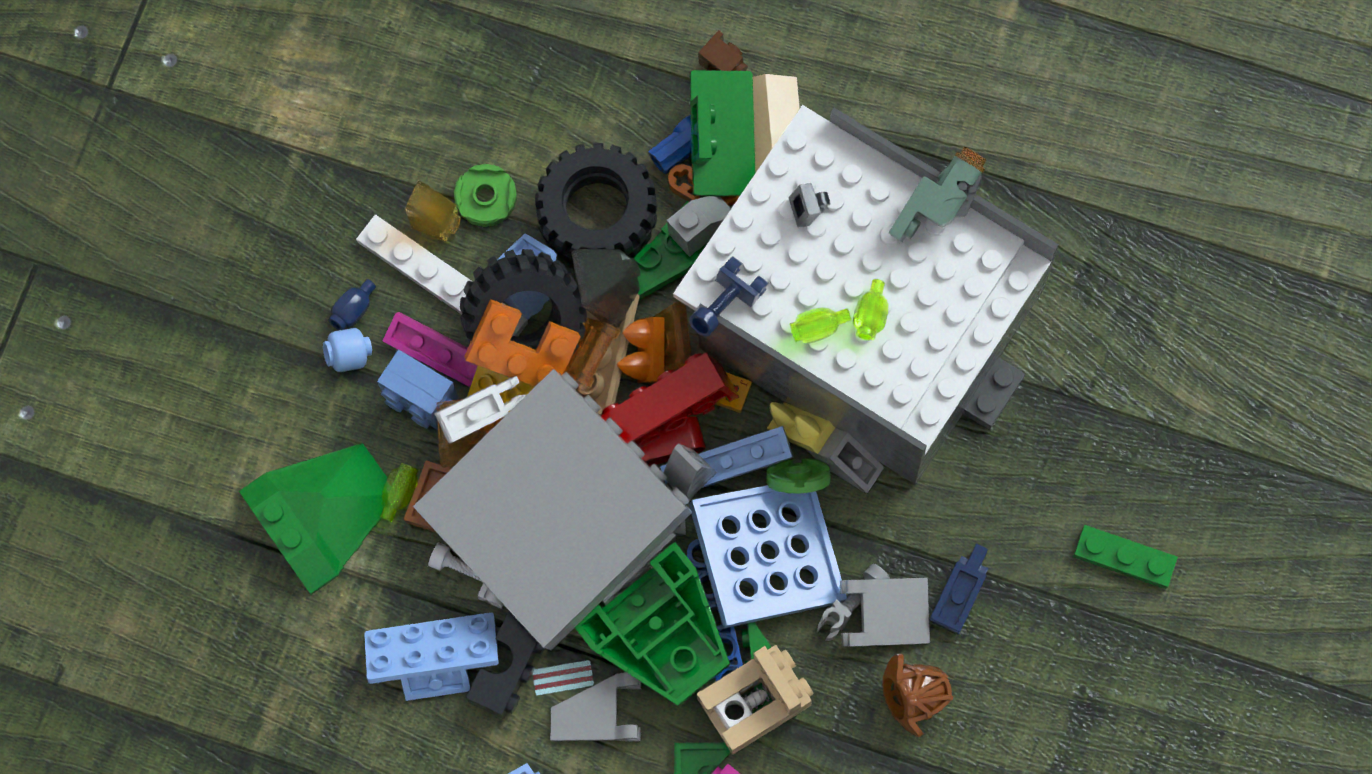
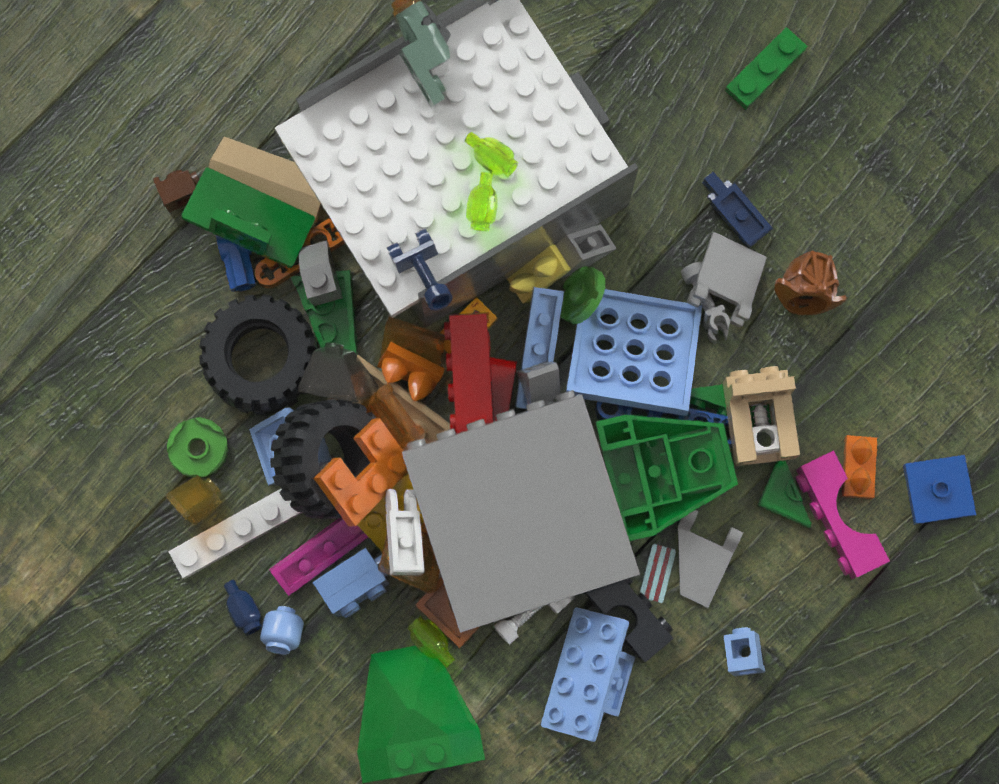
camera: 70 degrees left, 5 degrees up
(807, 204) = (371, 162): tile -> none

